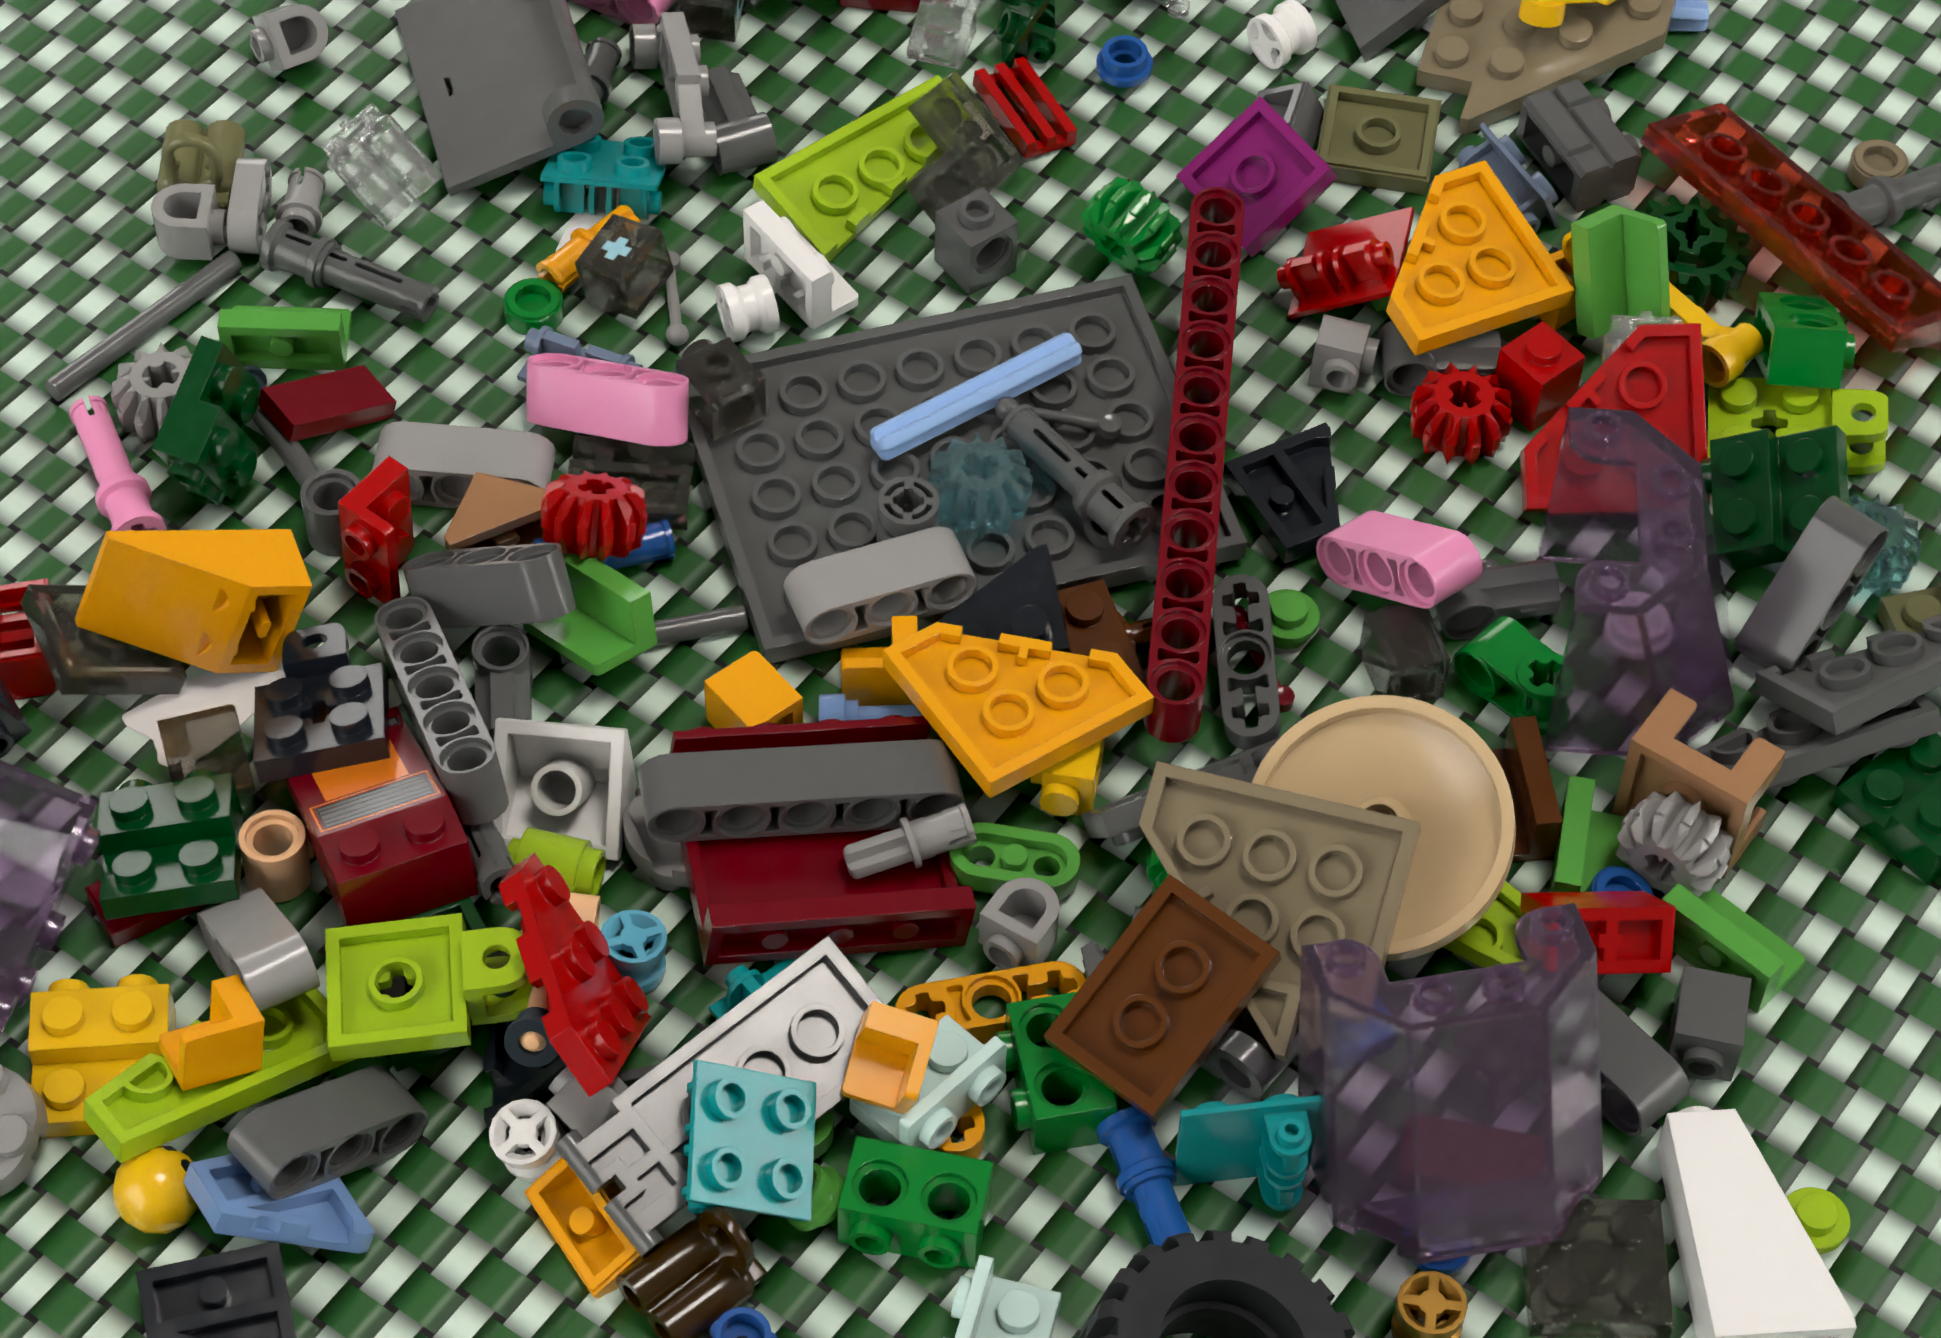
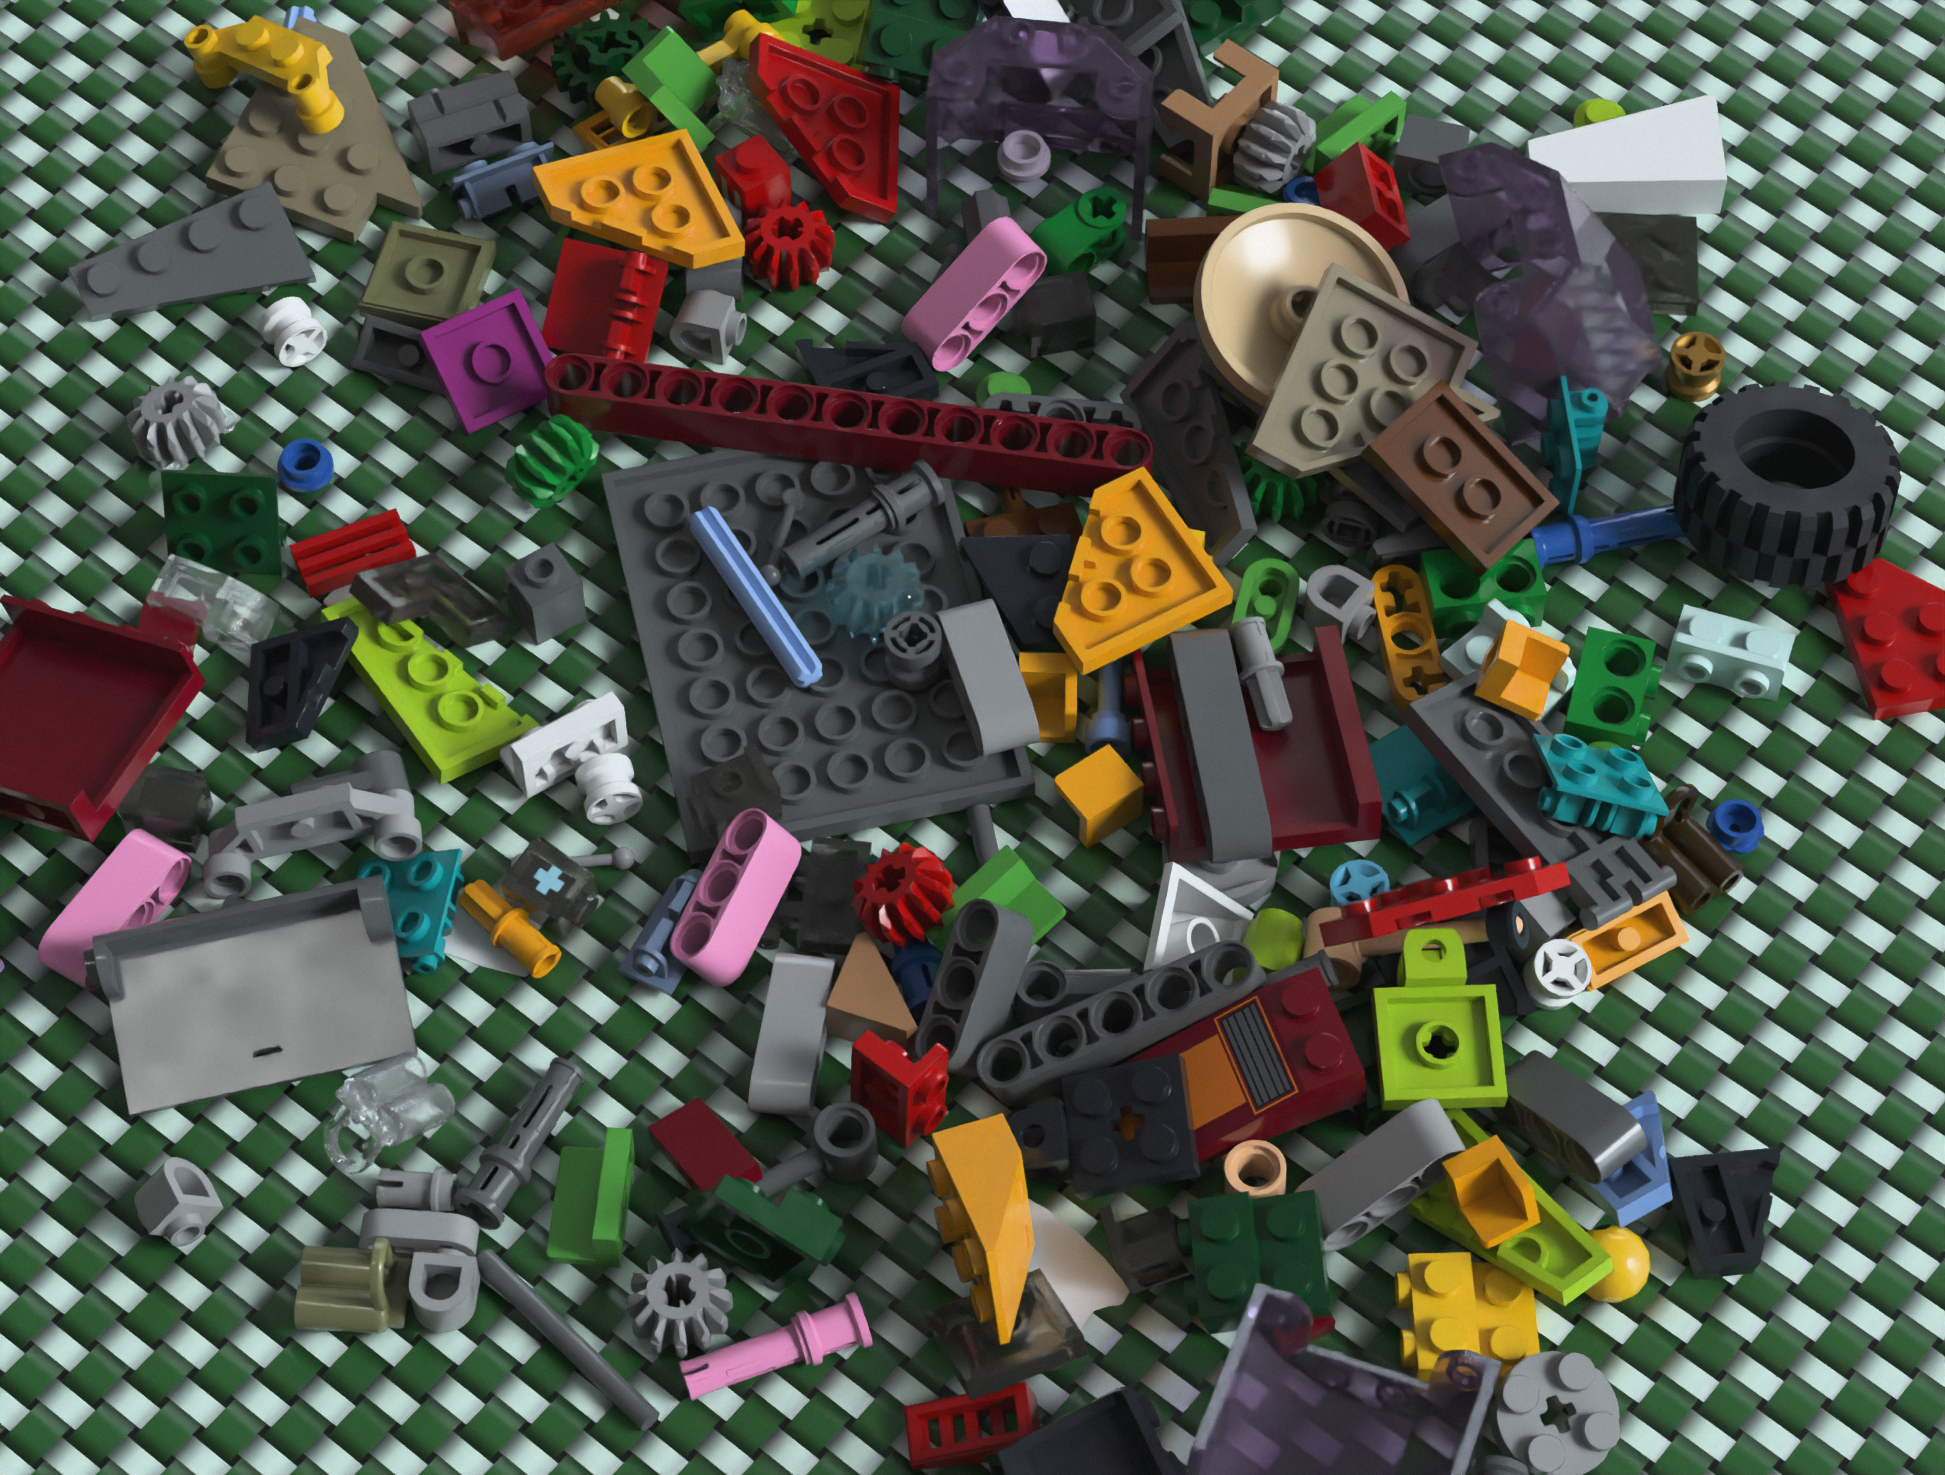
camera: 85 degrees left, 5 degrees up
(533, 304) = (573, 982): green tile -> none
(854, 65) = (293, 680): none -> black wing

